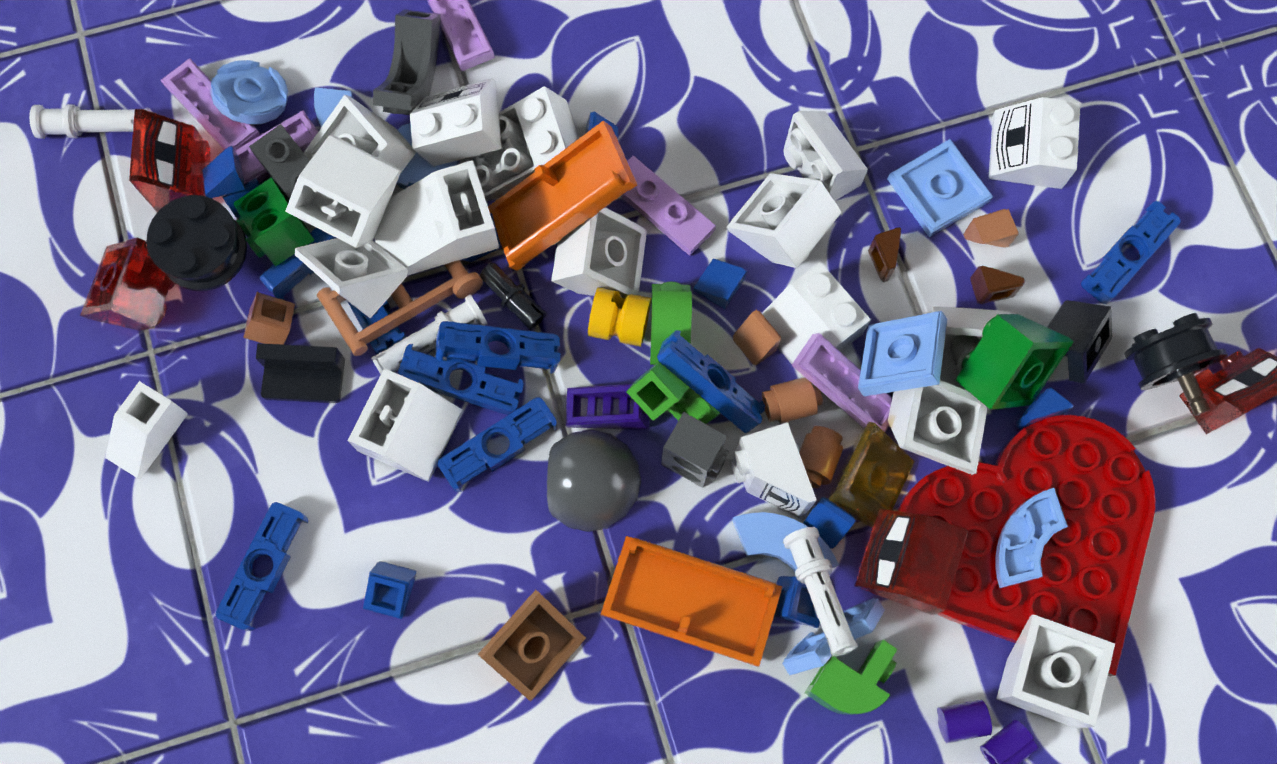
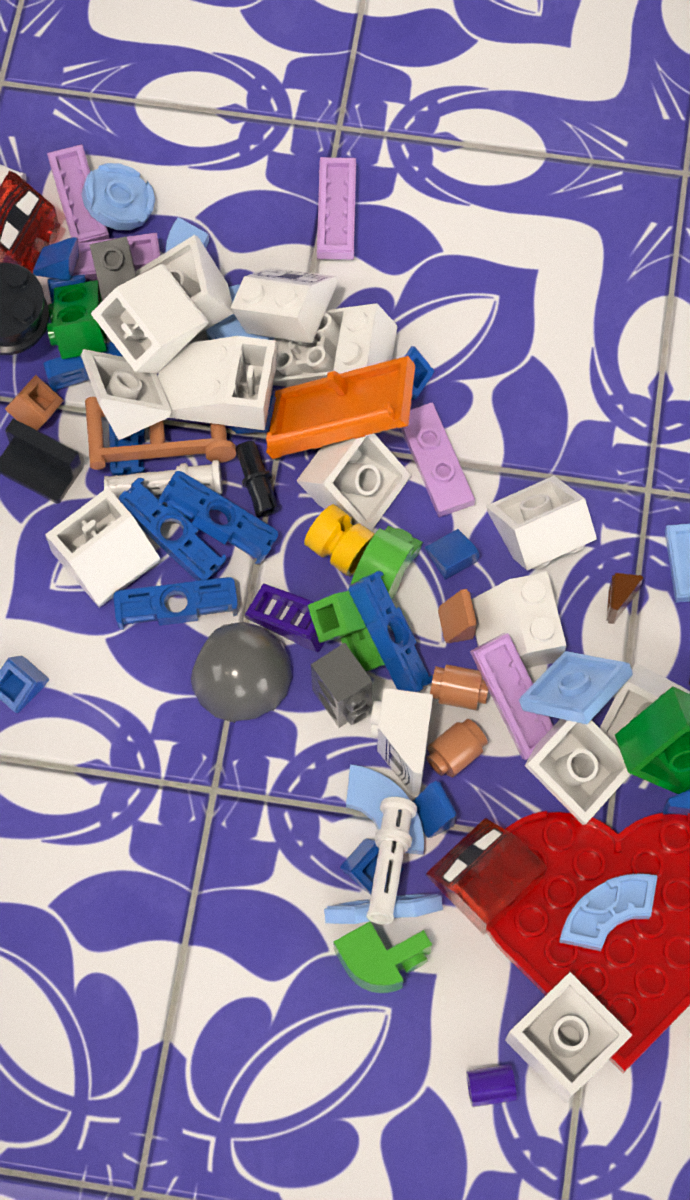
camera: 30 degrees right, 5 degrees down
(411, 64) = (274, 233): dark grey arch -> none
(532, 645) = (113, 785): medium nougat slope -> none
(692, 600) = (274, 818): orange container -> none
(823, 153) = (608, 479): white slope -> none
(871, 475) = (495, 786): clear yellow slope -> none
(964, 721) = (462, 1042): dark purple piece -> none

